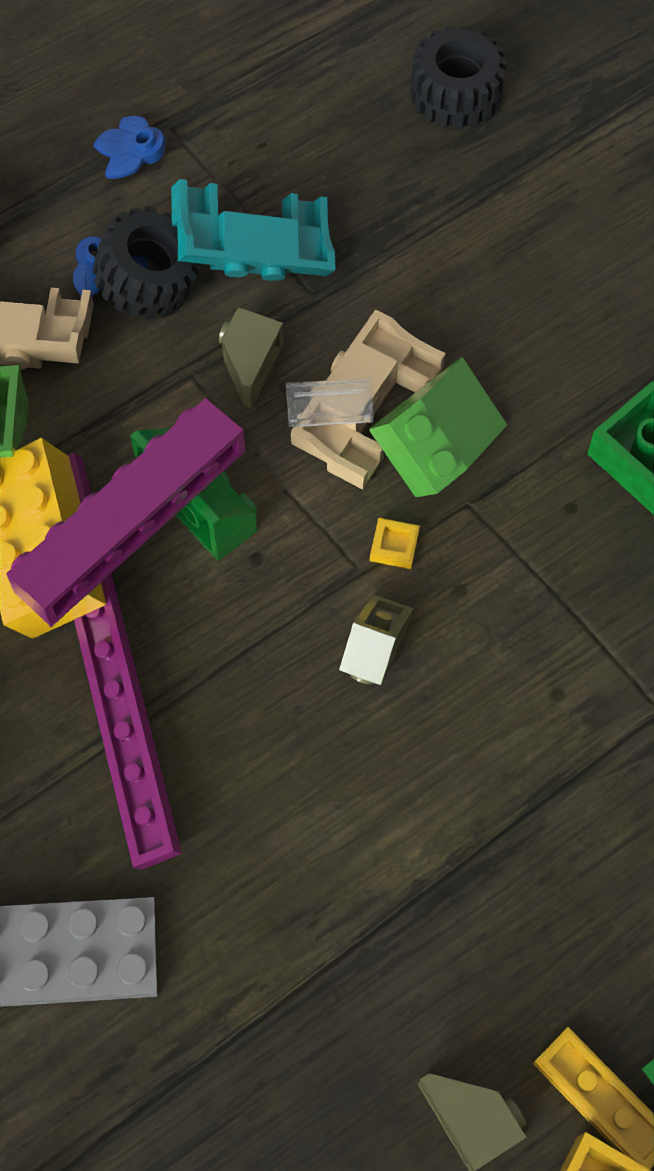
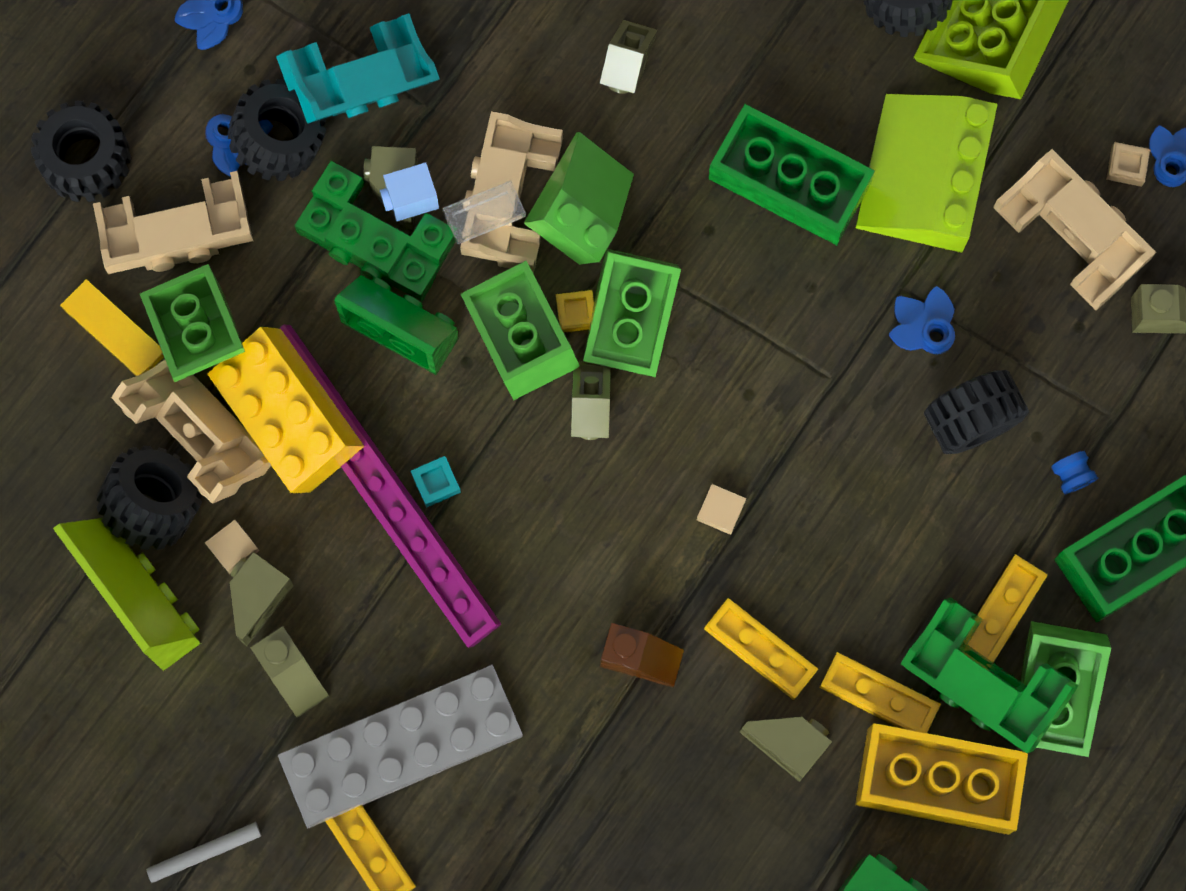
camera: 20 degrees left, 10 degrees up
(126, 511) = (362, 368): magenta brick -> none
(170, 670) = (435, 481): none -> teal plate
(178, 381) = (368, 242): none -> green bracket
(257, 358) = (409, 192): none -> light blue brick
(324, 540) = (520, 330): none -> bright green slope
(330, 947) = (641, 655): none -> reddish brown slope
(453, 560) = (631, 312): none -> bright green slope
(477, 991) = (761, 649): none -> yellow tile
(483, 810) = (721, 509): none -> tan tile
(539, 308) = (627, 57): none -> slope

